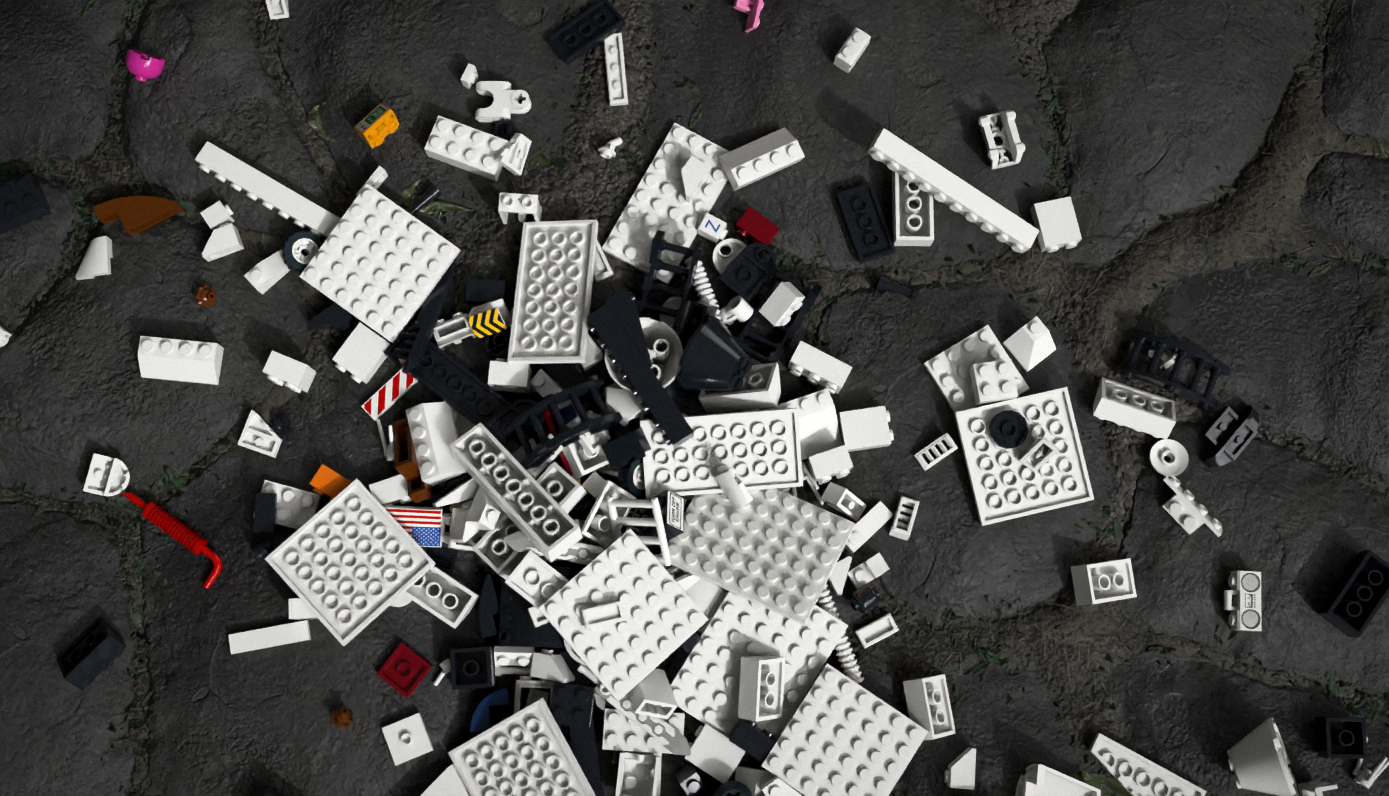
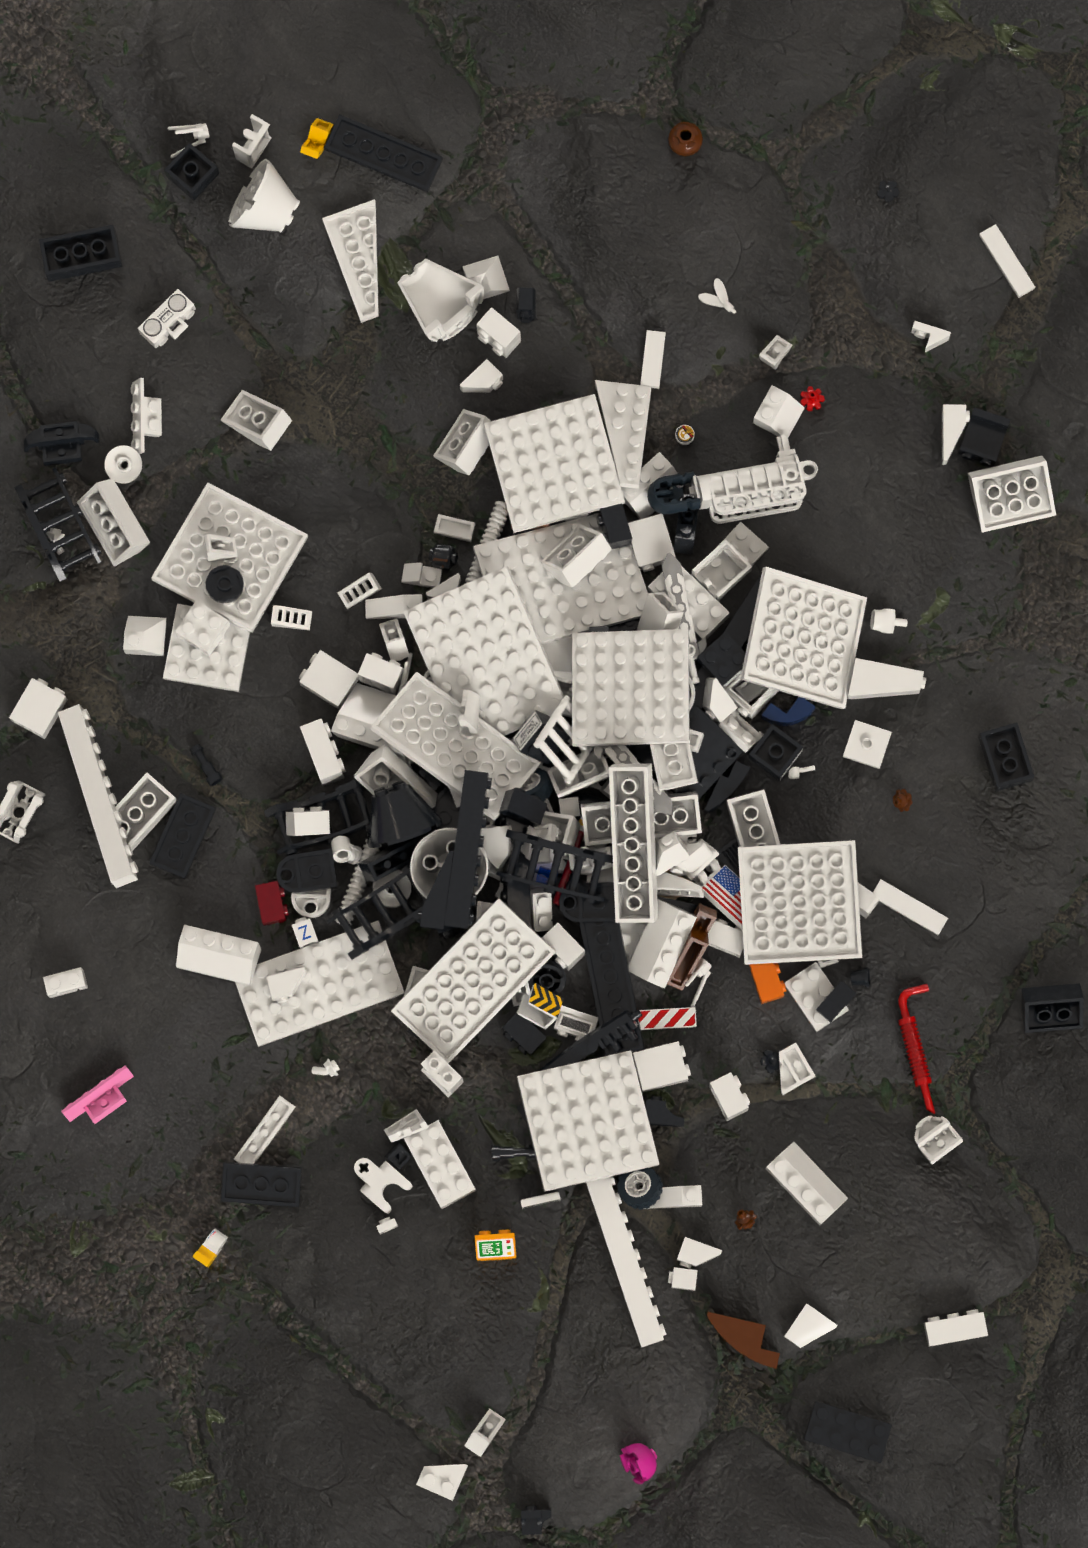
camera: 130 degrees left, 0 degrees up
(404, 670) = (828, 796): dark red tile -> none
(603, 614) = (646, 696): white tile -> none

